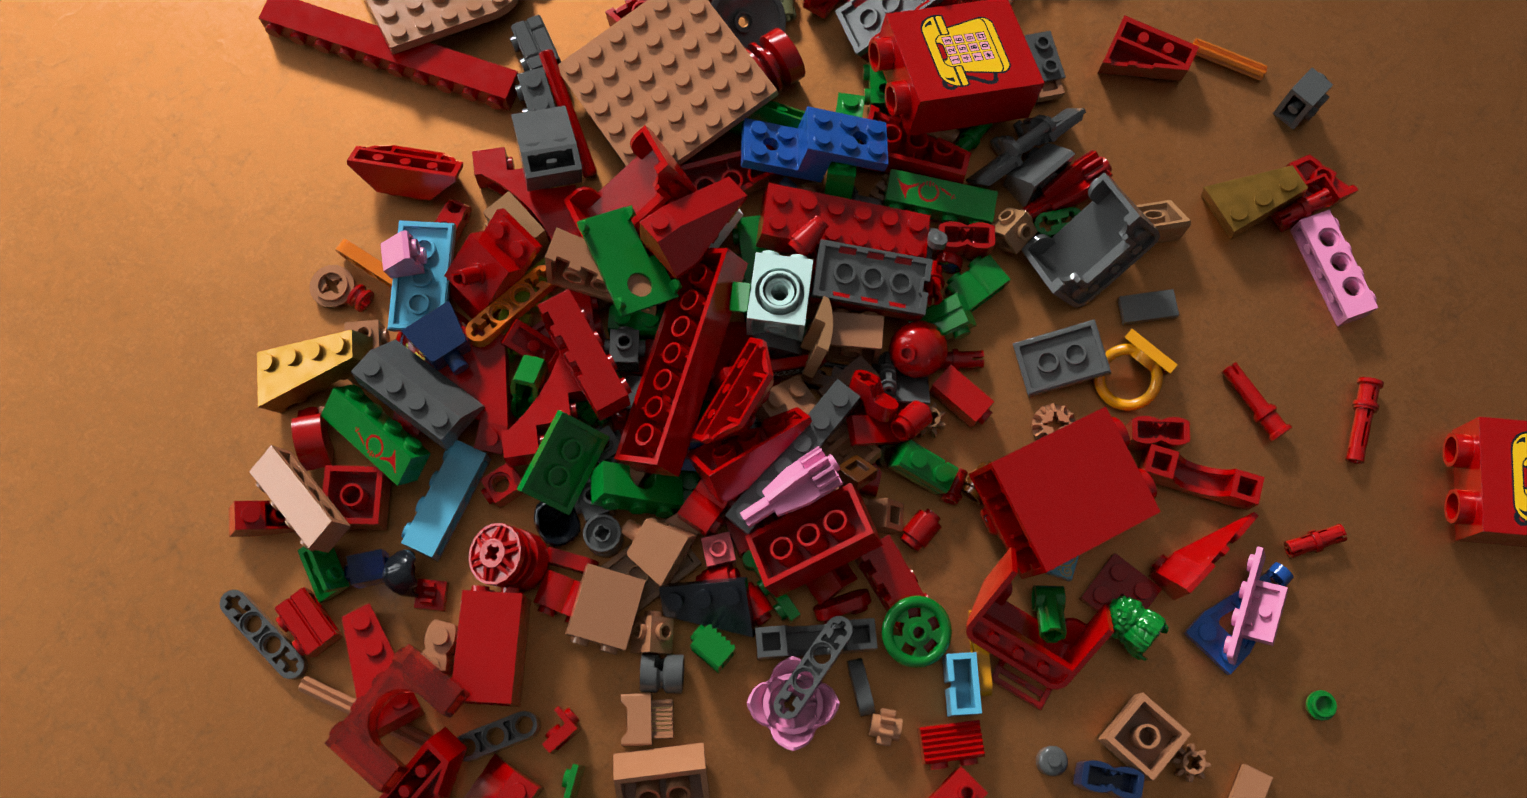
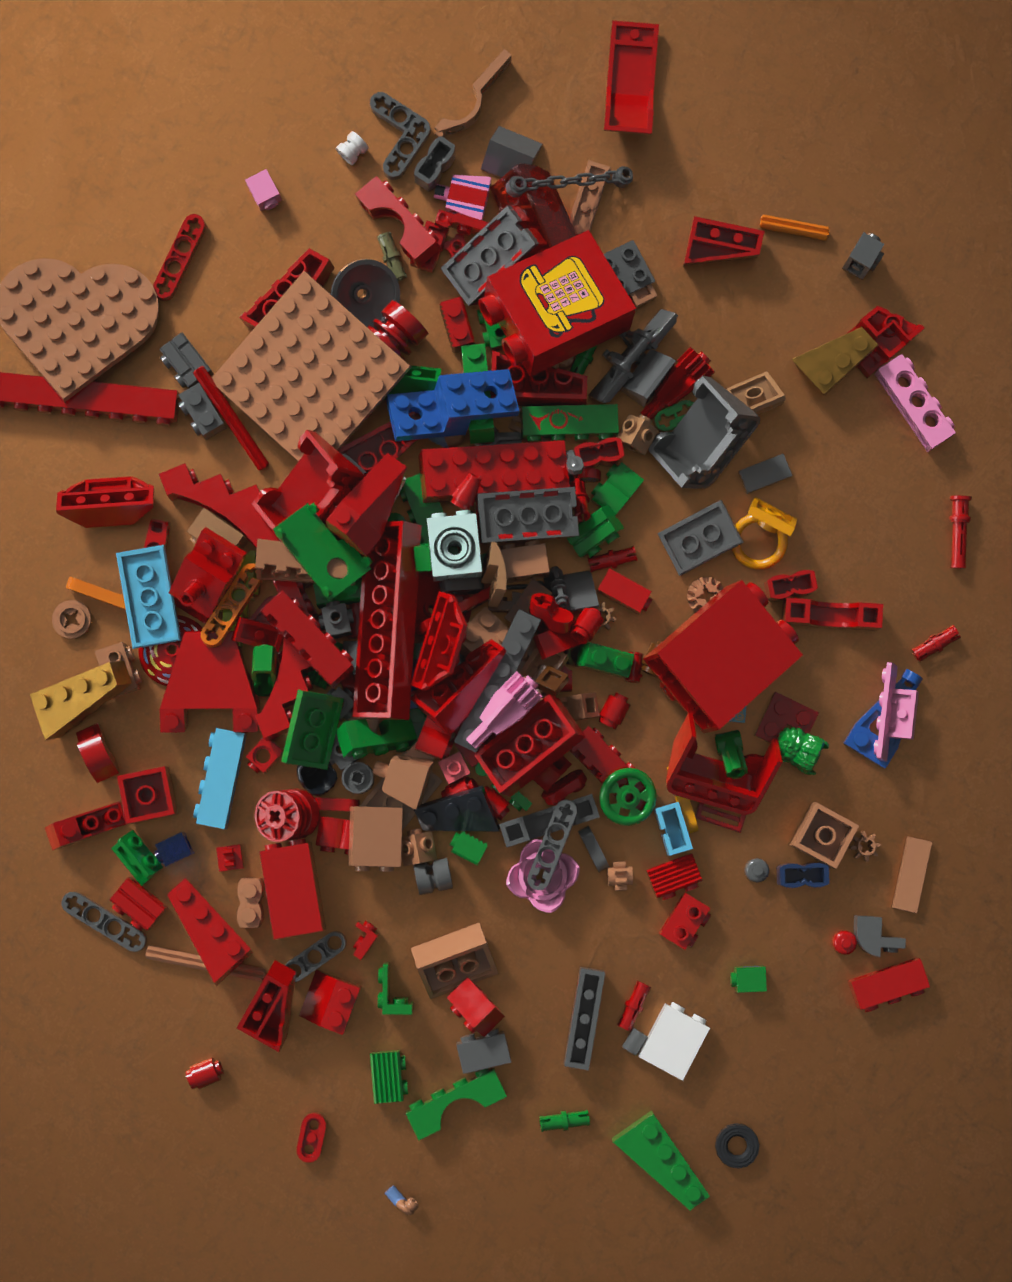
camera: 15 degrees left, 10 degrees up
(299, 499) = (105, 809): brick -> none
(357, 736) = (210, 984): clear red arch -> none
(360, 297) = (99, 624): red bush -> none
(375, 434) = (150, 740): green brick -> none
(400, 572) = (202, 848): black hair -> none
(403, 255) = (131, 587): bright pink slope -> none
(417, 392) = (177, 698): dark grey slope -> none
(440, 339) = (183, 650): dark blue torso -> none
(547, 148) = (224, 458): dark grey slope -> none
(647, 719) = (430, 915): nougat piece -> none
(838, 71) = (456, 323): none -> red brick
(918, 349) = (579, 561): red cylinder -> none
(1187, 567) = (835, 689): red wedge -> none
(1264, 412) = (877, 544): red pin -> none
(1303, 207) = (879, 357): red pin -> none
(1321, 705) = (961, 775): green plate -> none

